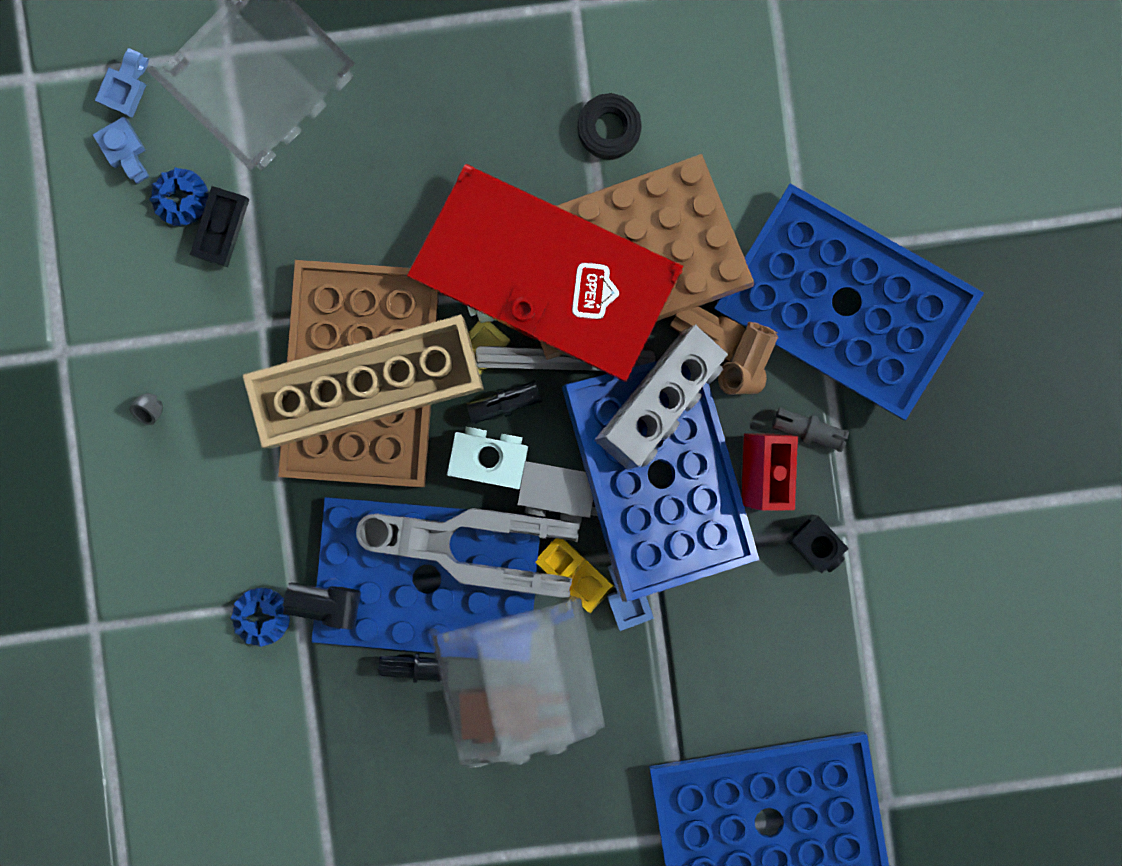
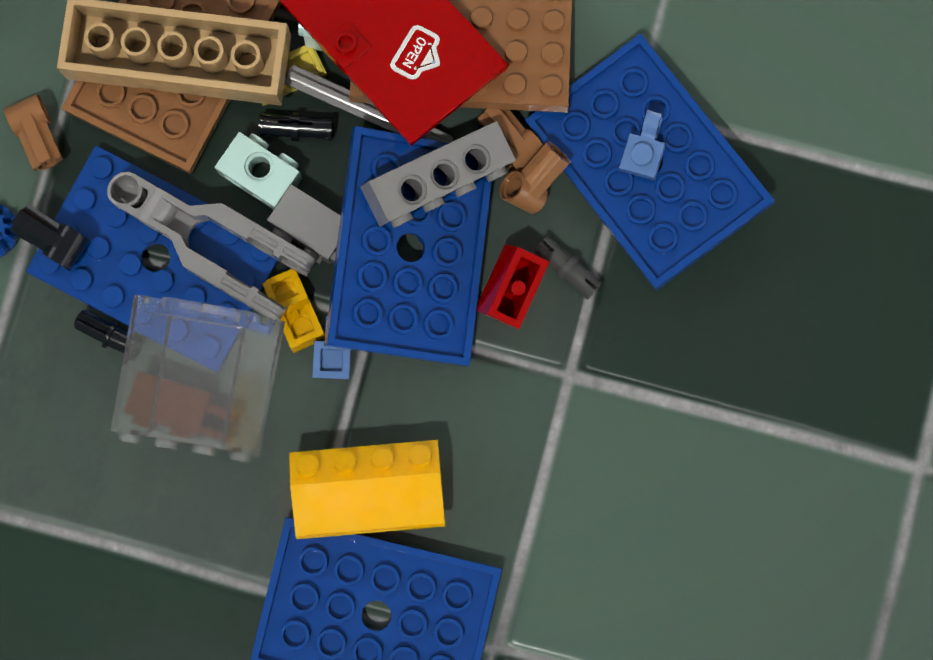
camera: 20 degrees right, 5 degrees down
(255, 502) = (31, 124): none -> medium nougat piece
(716, 715) = (366, 489): none -> yellow slope
(805, 534) = (533, 358): black brick -> none
(842, 298) = (643, 152): none -> medium blue plate

